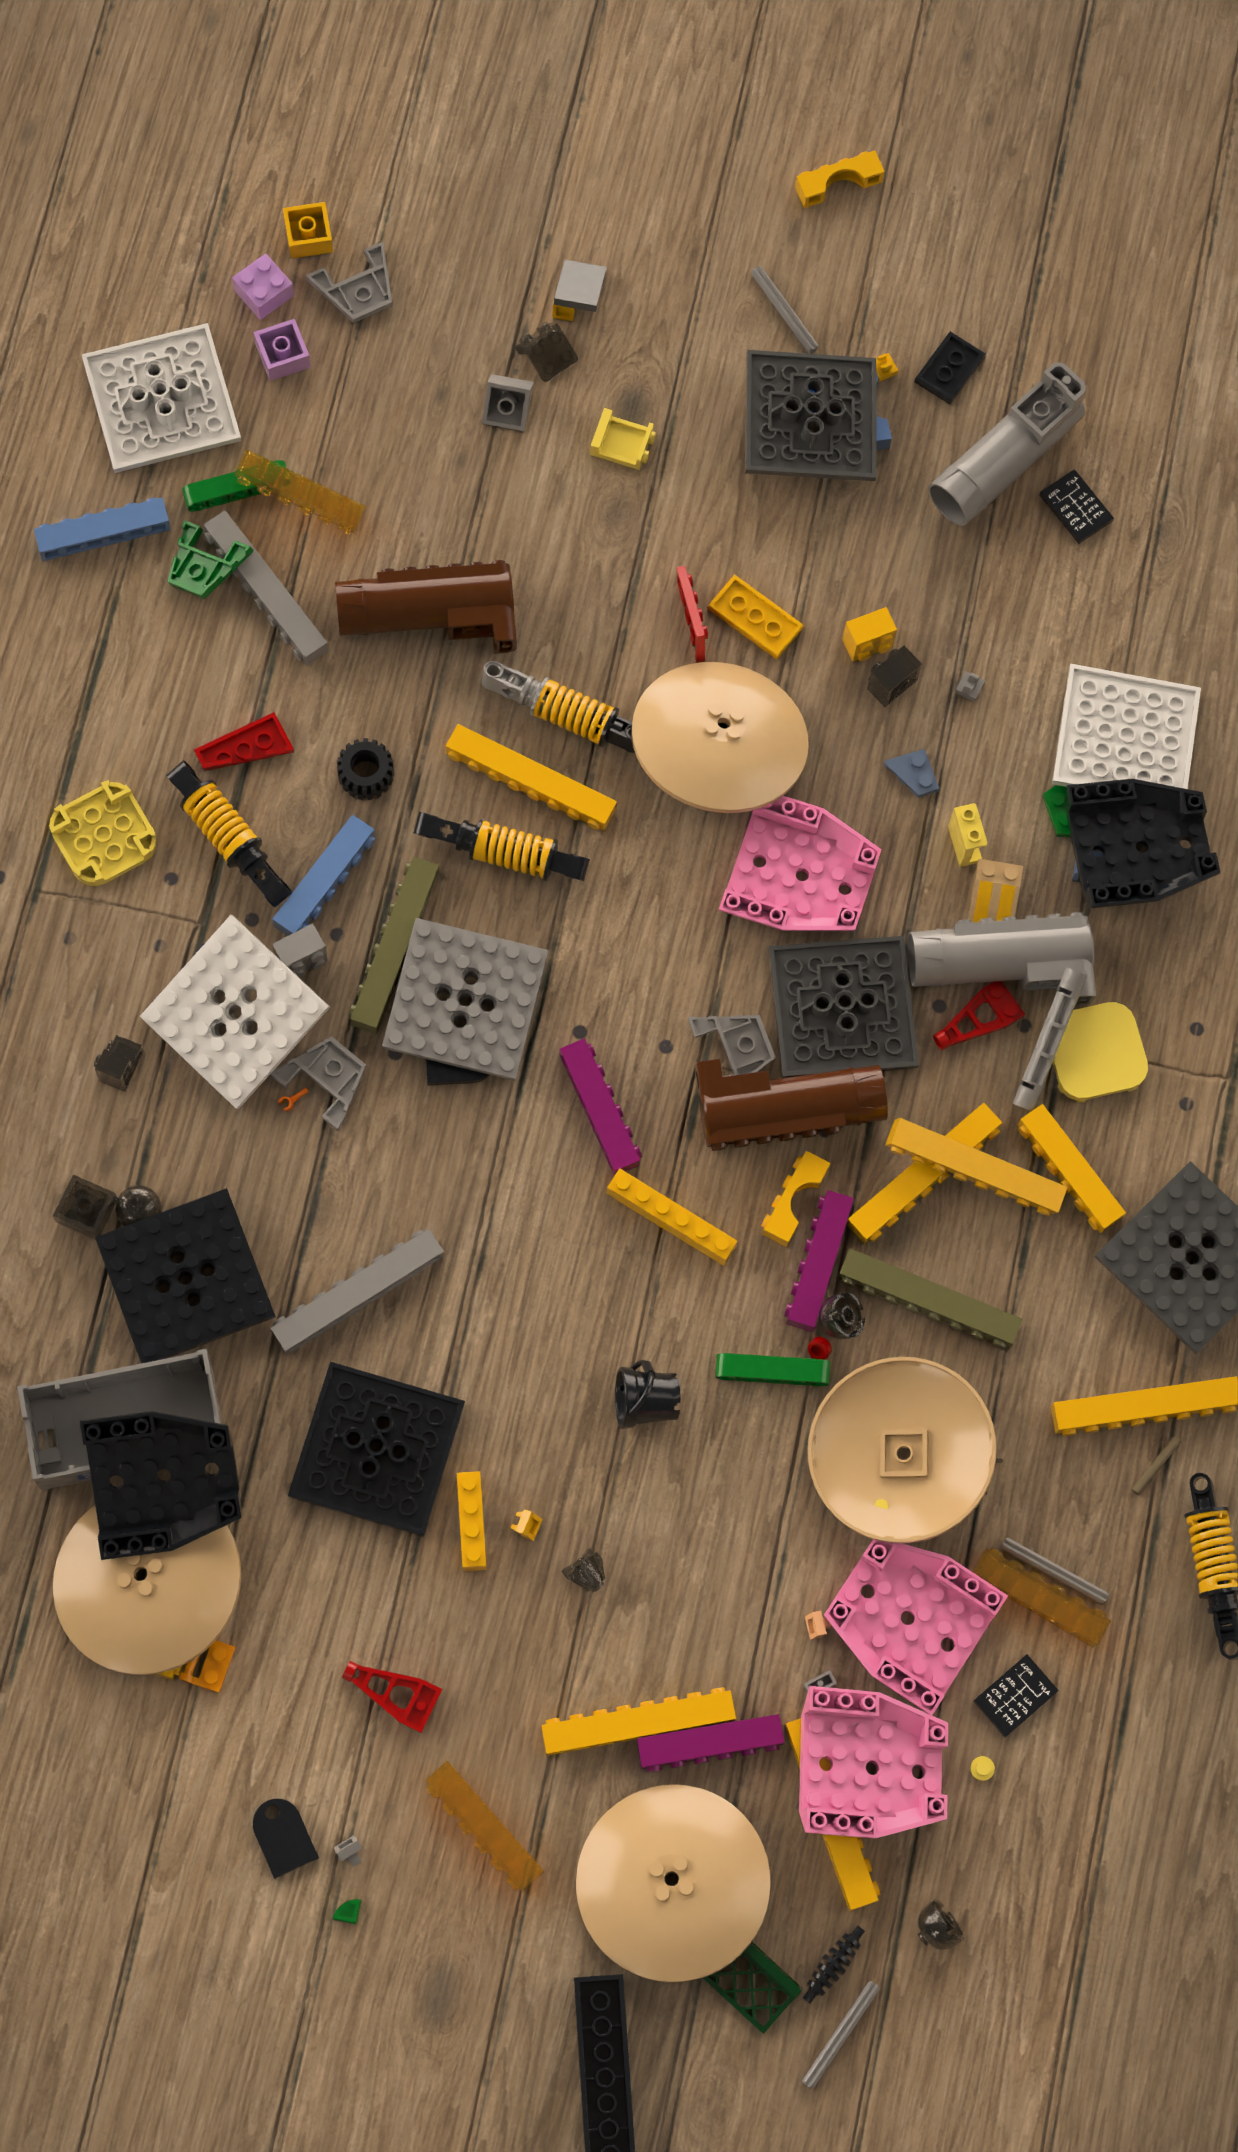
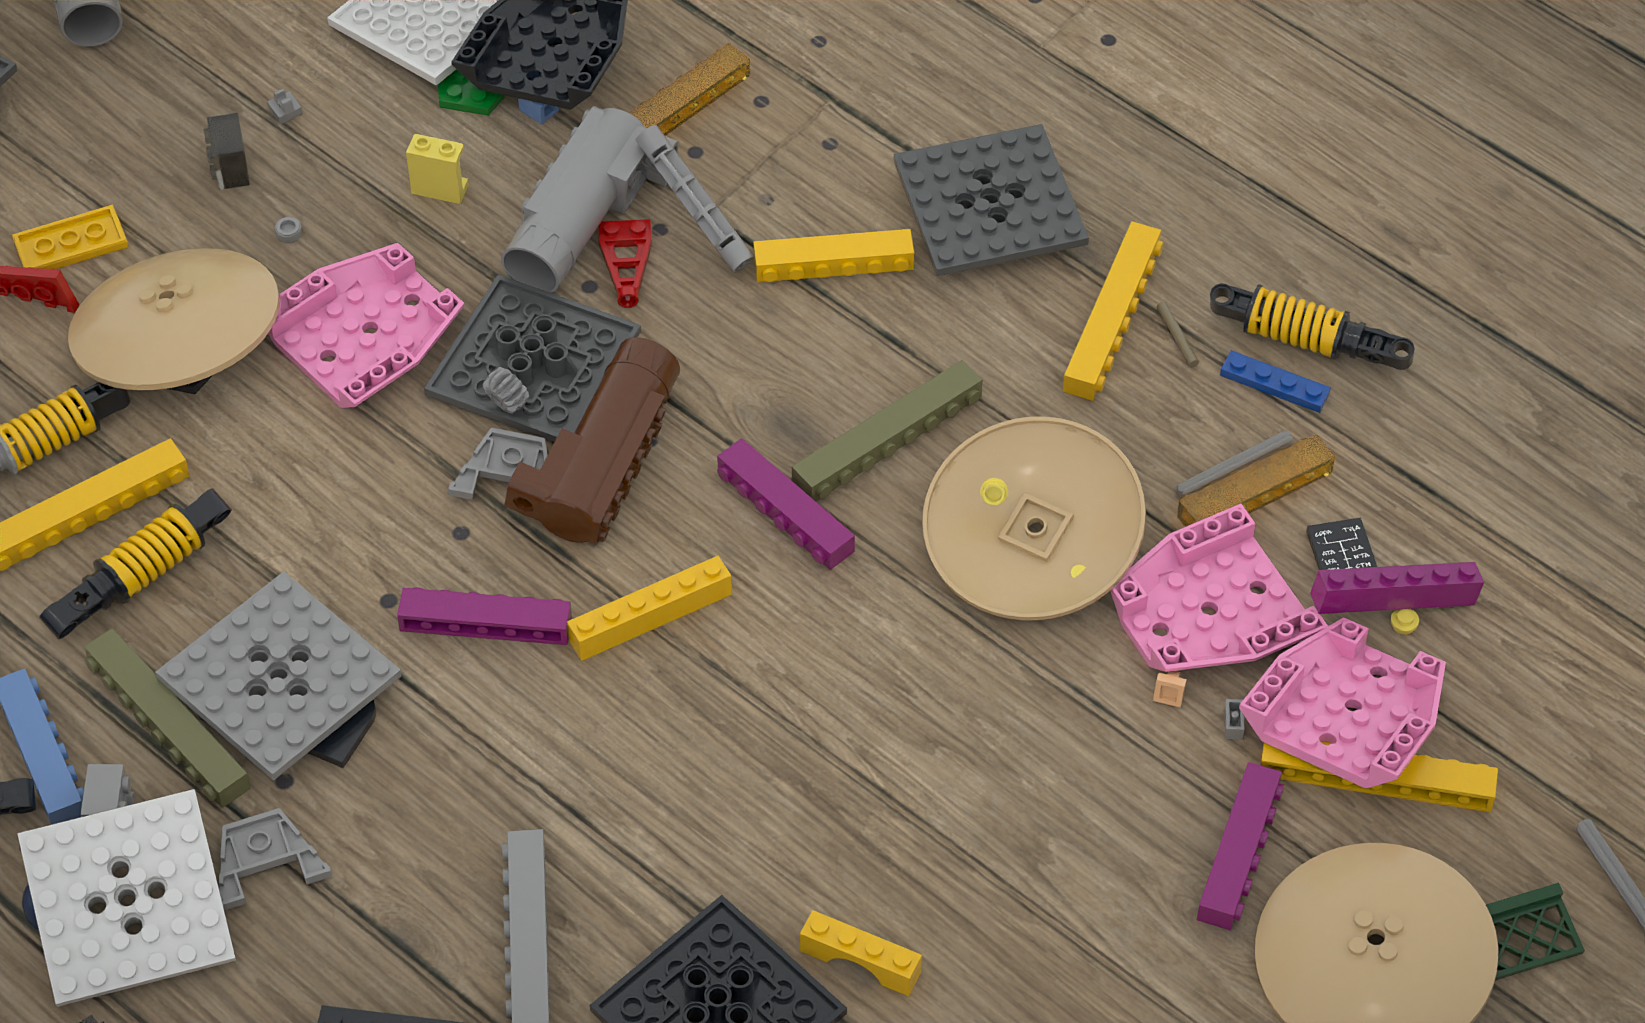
camera: 55 degrees left, 20 degrees down
(292, 1099) = (263, 902): orange hand -> none
(528, 1524) = (899, 901): yellow tile -> none
(587, 1571) = (987, 869): clear smoke brick -> none
(638, 1722) = (1179, 904): yellow brick -> none
(645, 1395) = (829, 718): black piece -> none
(772, 1369) = (872, 599): green beam -> none
(791, 1007) = (505, 390): none -> light grey gear
(808, 1174) = (722, 516): yellow arch -> none
(819, 1348) = (878, 548): red tile -> none
(839, 1957) = (1543, 847): black piece -> none
(842, 1316) = (857, 510): clear smoke cylinder -> none
(858, 761) = (288, 229): none -> light grey tile
(869, 635) = (169, 150): yellow brick -> none
(901, 1409) = (994, 491): none -> light yellow plate
(915, 772) = (337, 191): sand blue wing -> none
(919, 1179) = (755, 374): yellow brick -> none
(938, 1927) = (1553, 732): clear smoke cylinder -> none
(975, 1166) = (779, 320): yellow brick -> none
(994, 890) = (504, 180): tan slope -> none
(997, 1750) = (1396, 587): none -> magenta brick
(1100, 1053) = (738, 176): light yellow tile -> none
(1154, 1562) = (1275, 381): none -> blue plate
(1159, 971) = (694, 90): none -> clear yellow brick

